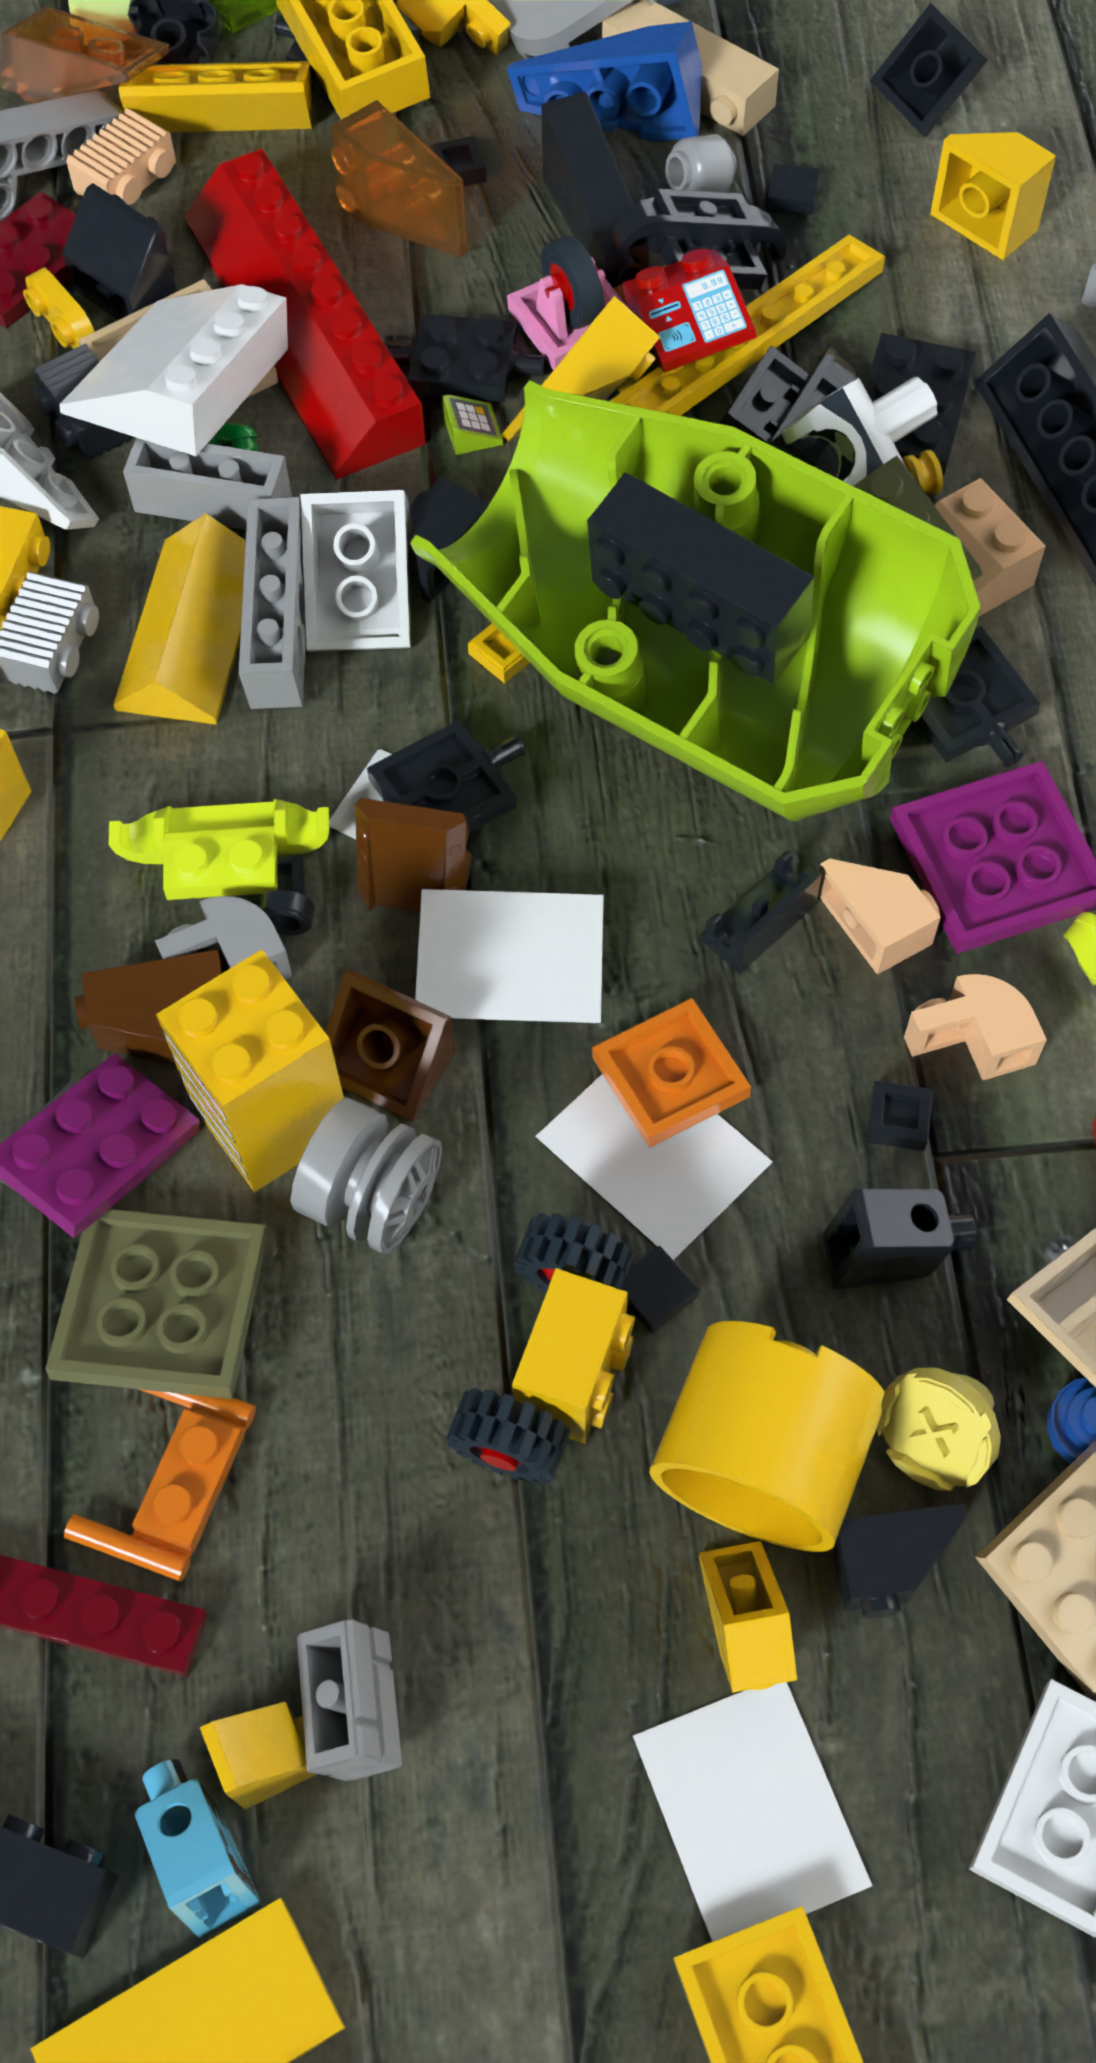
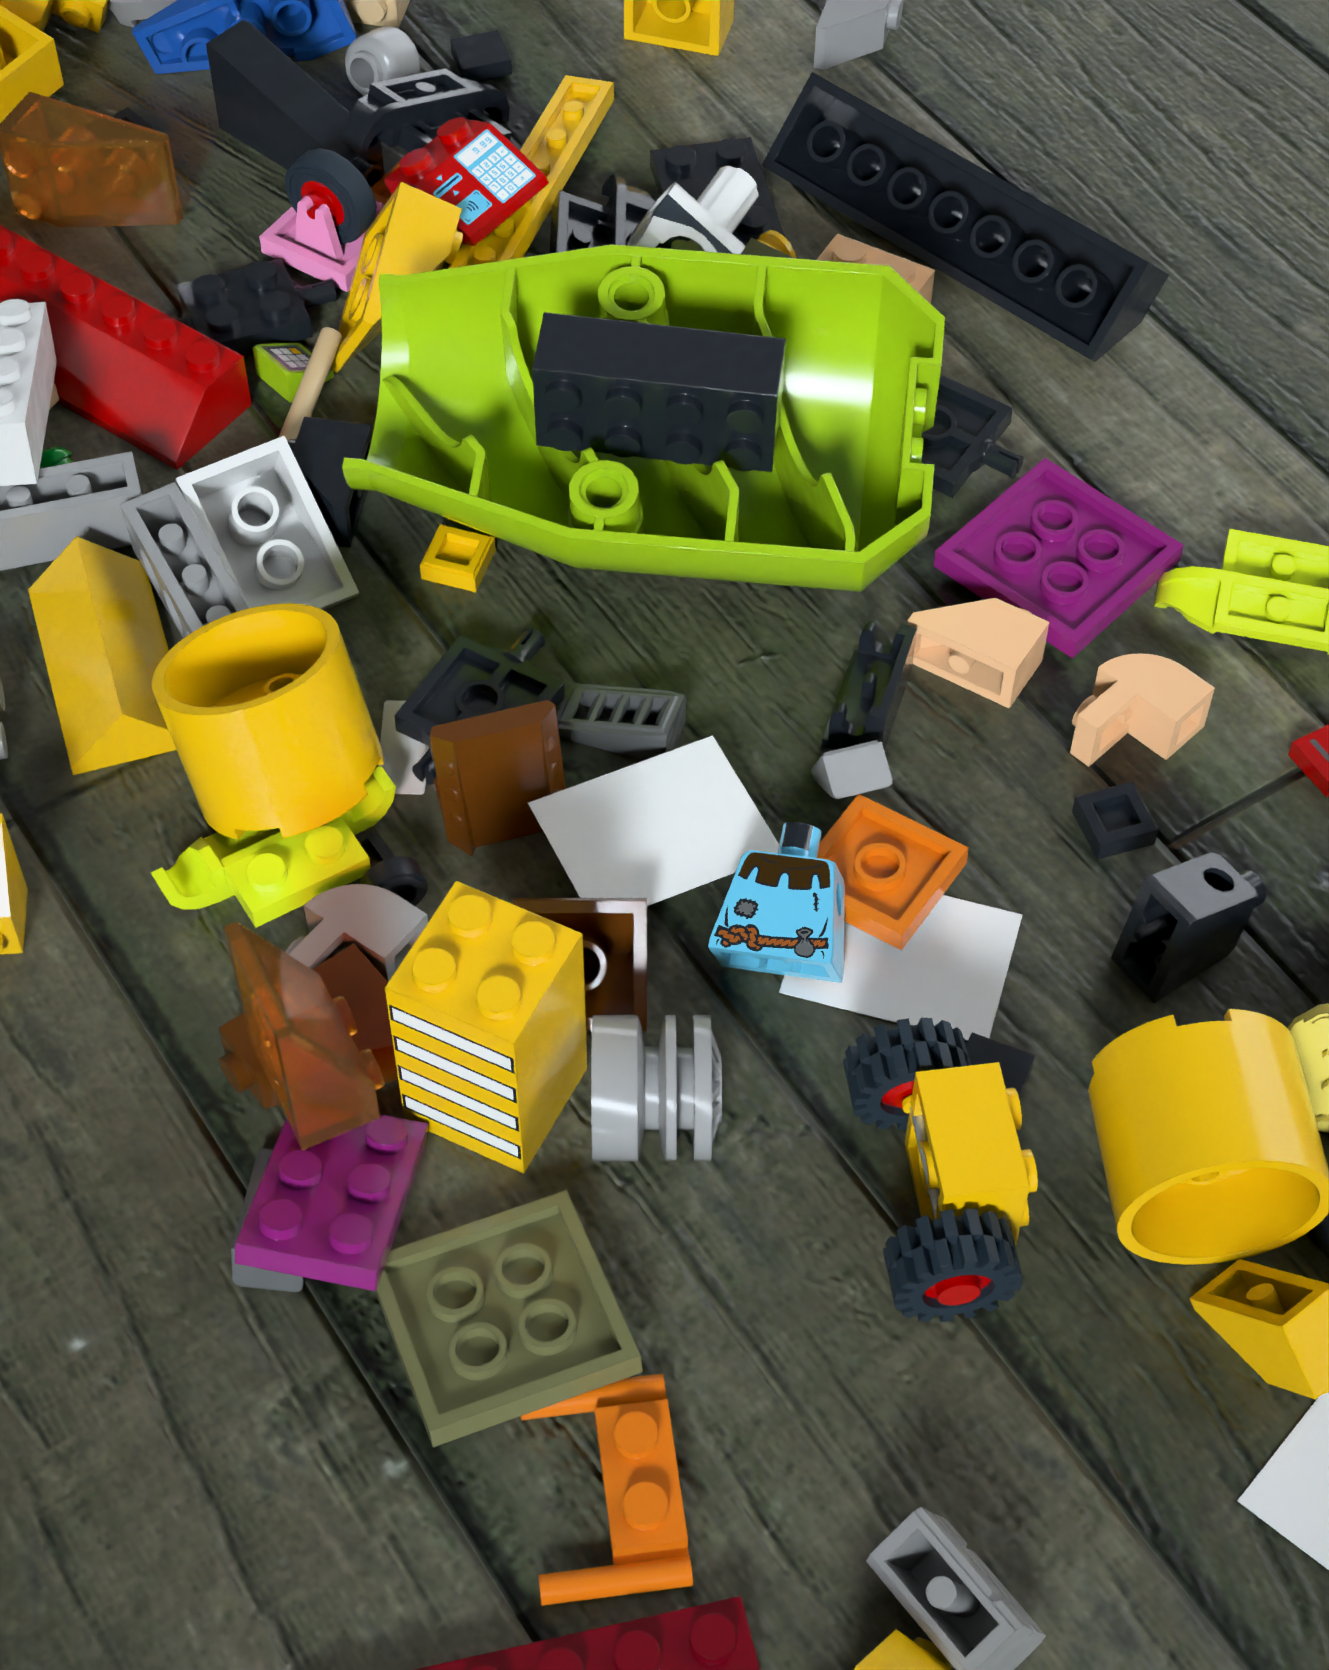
camera: 30 degrees left, 10 degrees down
(104, 1015) = (303, 1041): none -> clear orange slope
(248, 735) = (268, 720): none -> yellow brick
(471, 447) = (312, 381): none -> tan bar
(565, 1073) = (784, 911): none -> medium azure torso
(586, 855) = (634, 740): none -> dark grey slope
(700, 977) = (853, 770): none -> light grey slope

